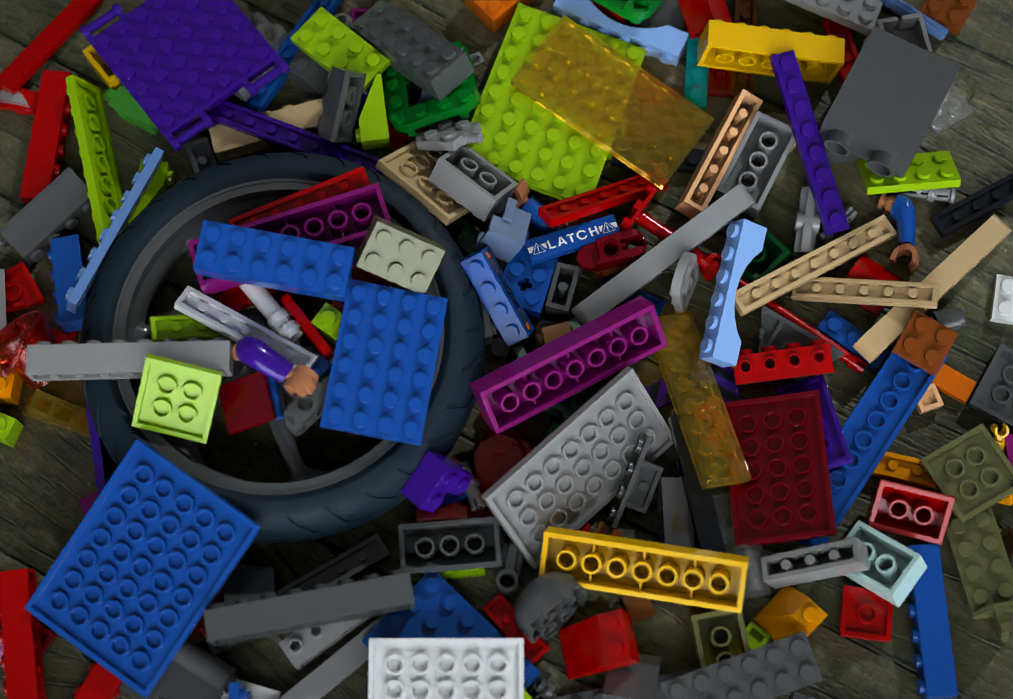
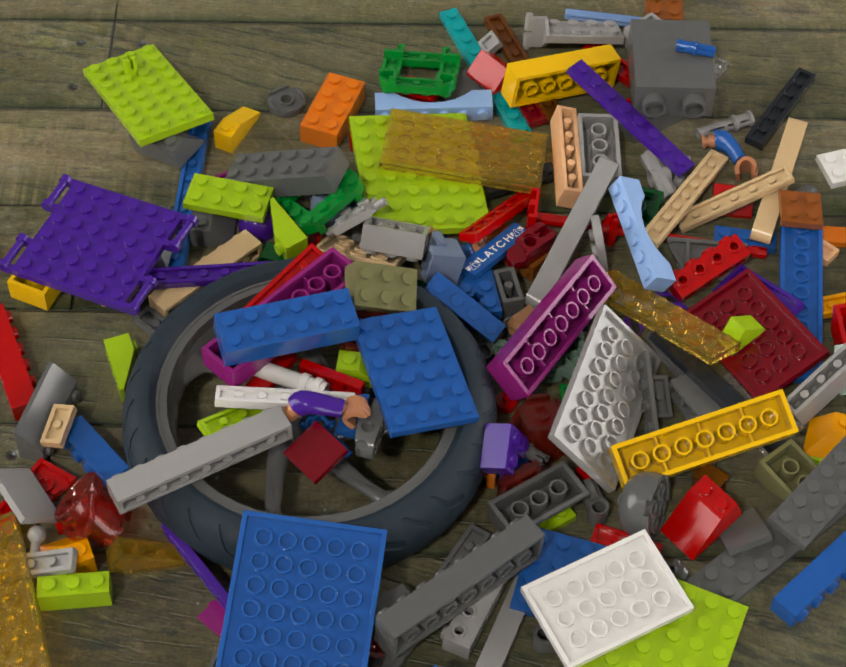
camera: 30 degrees left, 20 degrees down
(47, 239) = (58, 425): none -> tan plate
(95, 151) = (68, 360): lime plate -> none
(109, 236) = (117, 393): medium blue plate -> none
(128, 109) = (73, 311): bright green piece -> none
(177, 398) = (259, 467): lime plate -> none
(341, 104) = (253, 228): dark grey slope -> none
(766, 460) = (743, 329): none -> lime slope
(919, 98) = (695, 48): none -> blue axle
(925, 172) = (723, 110): lime plate -> none

